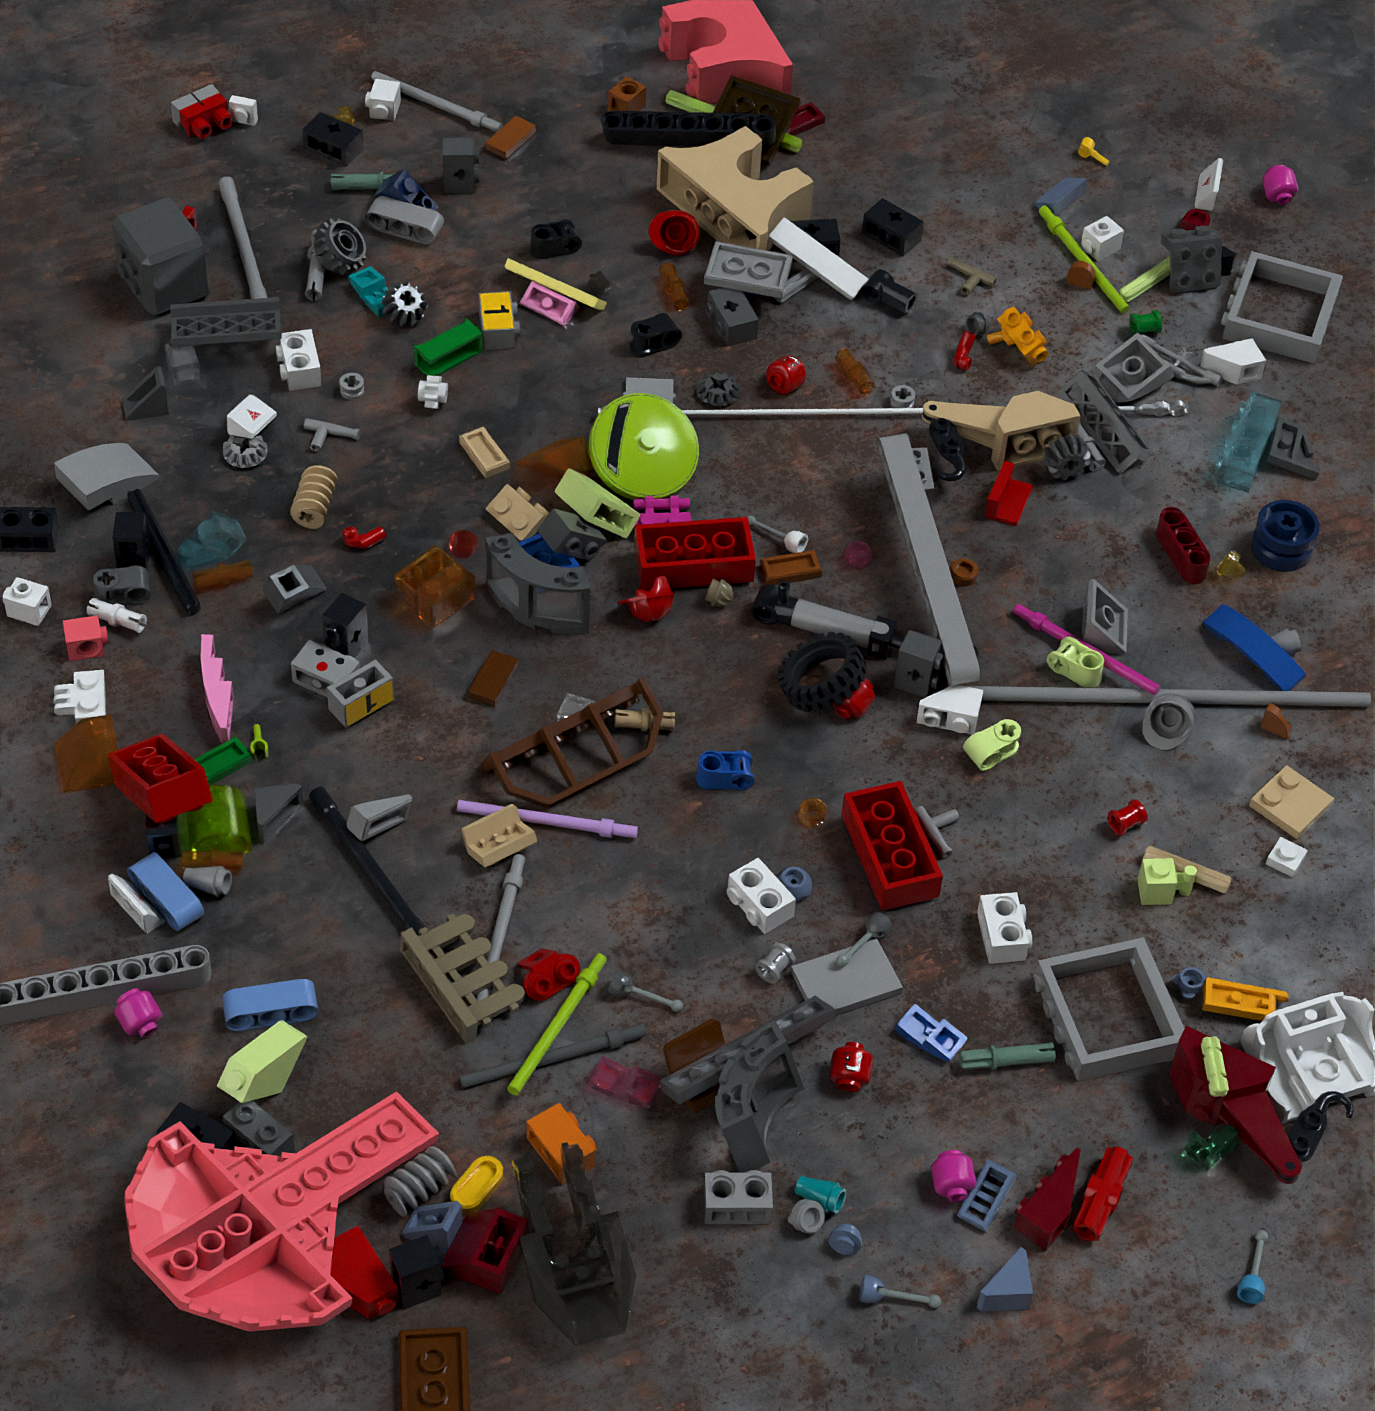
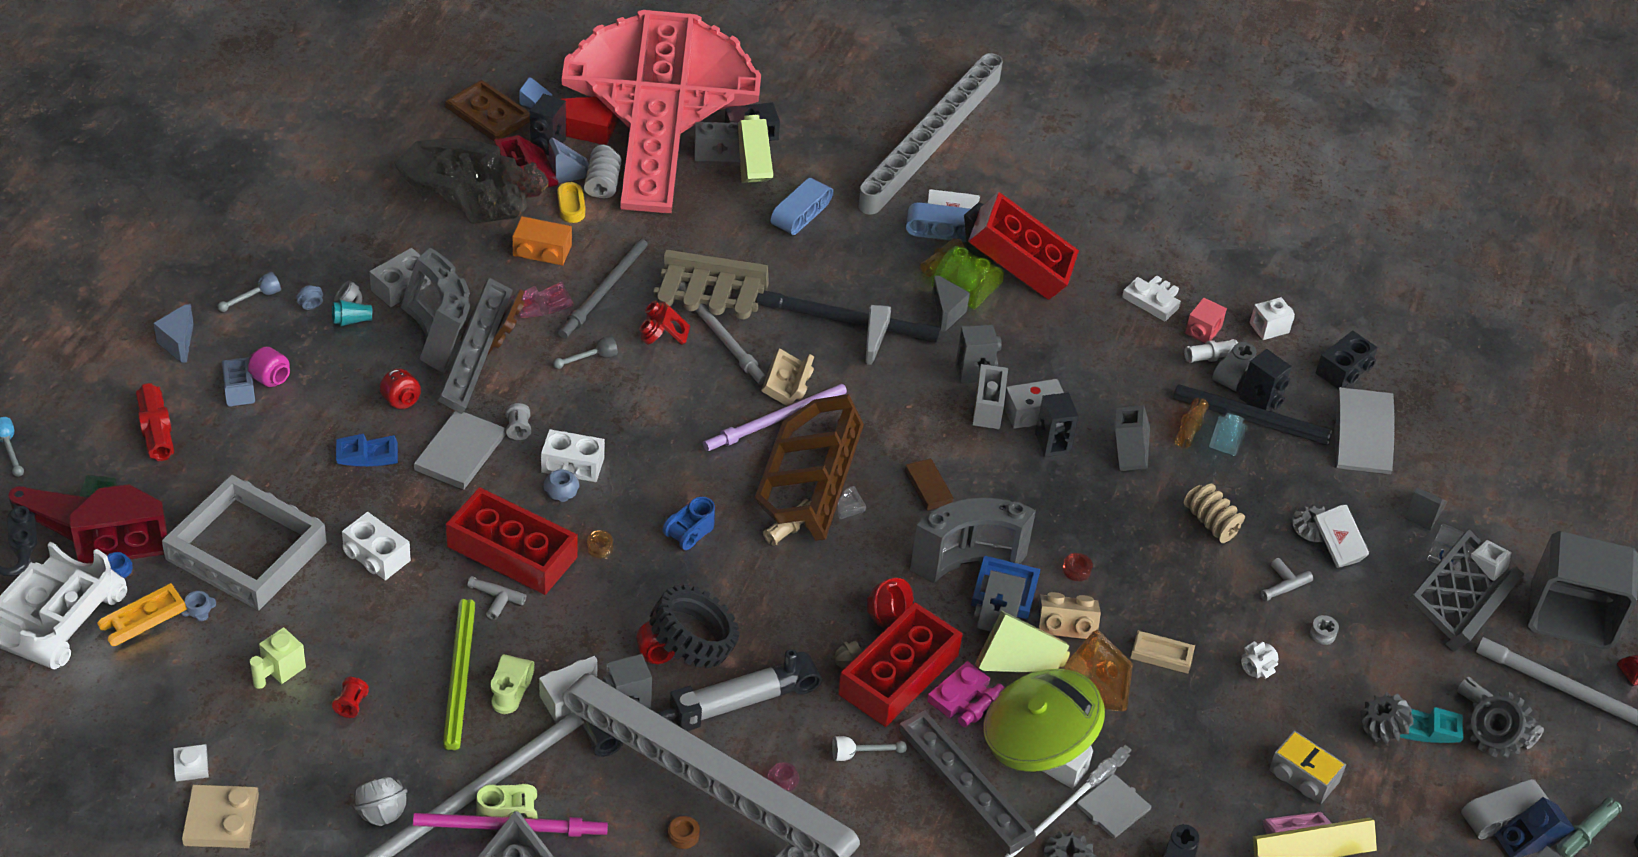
camera: 135 degrees right, 5 degrees down
(83, 754) = (1098, 267): clear orange slope -> none
(138, 1013) = (866, 155): dark pink head -> none
(182, 318) = (1492, 559): none -> white slope
(212, 880) = (924, 244): light grey cone -> none
(217, 691) = (1079, 342): bright pink slope -> none
(224, 760) = (1021, 315): green tile -> none
(258, 742) = (1009, 339): lime hand -> none
(299, 360) = (1384, 614): white brick -> none
(325, 729) = (976, 347): none -> dark grey brick
(363, 541) = (1146, 515): red arm -> none
(367, 1359) = (531, 92): none -> medium blue slope
(435, 586) = (1054, 501): clear orange slope -> none
(449, 349) = (1304, 706): green window -> none
(585, 981) = (631, 336): lime bar -> none
(740, 455) = (968, 782): none -> flat silver plate
(791, 567) = (819, 732): dark orange tile -> none
(877, 927) = (470, 485): hinge -> none
(1007, 1056) = (295, 468): sand green axle -> none
(1022, 786) = (459, 675): none -> lime axle
(1048, 1210) = (186, 394): dark red slope -> none
(1204, 875) = (268, 693): tan axle -> none
(1214, 1066) = (117, 490): yellowish green axle -> none

